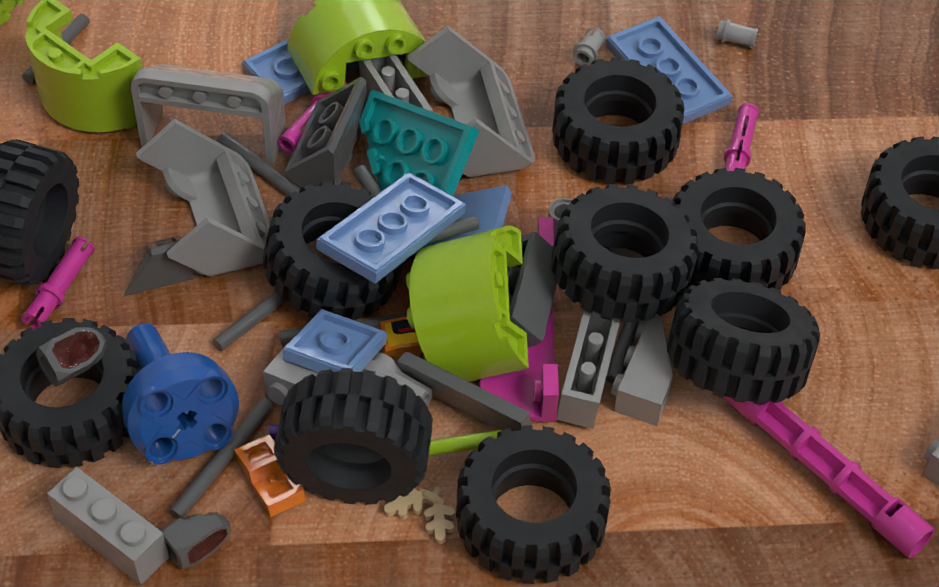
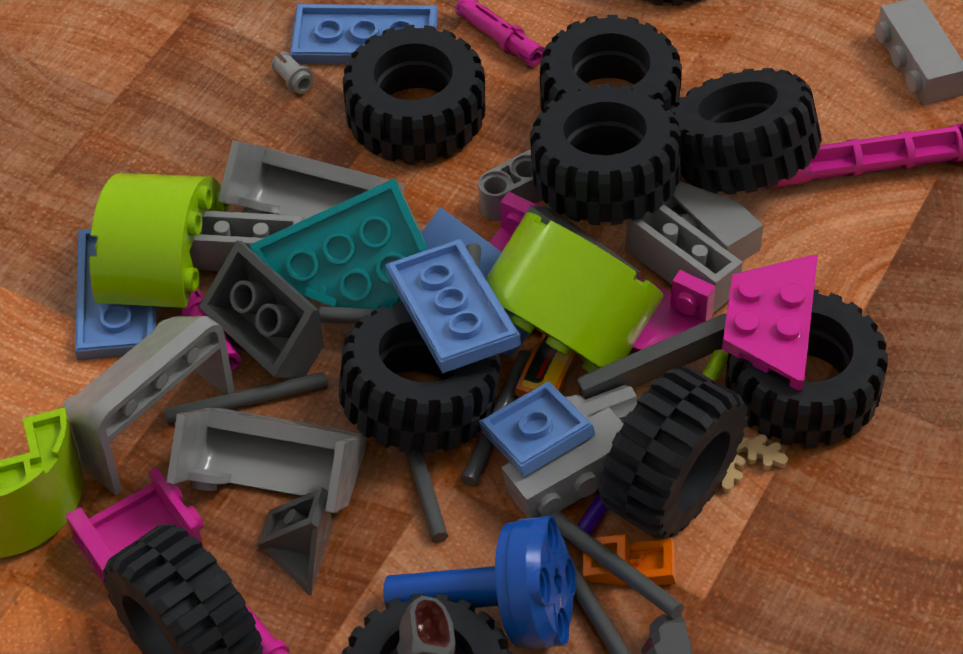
camera: 55 degrees left, 0 degrees up
(109, 172) = (131, 519): none -> dark pink panel
(246, 462) = (618, 566): none -> dark grey bar
(542, 442) = (772, 317): none -> dark pink wing

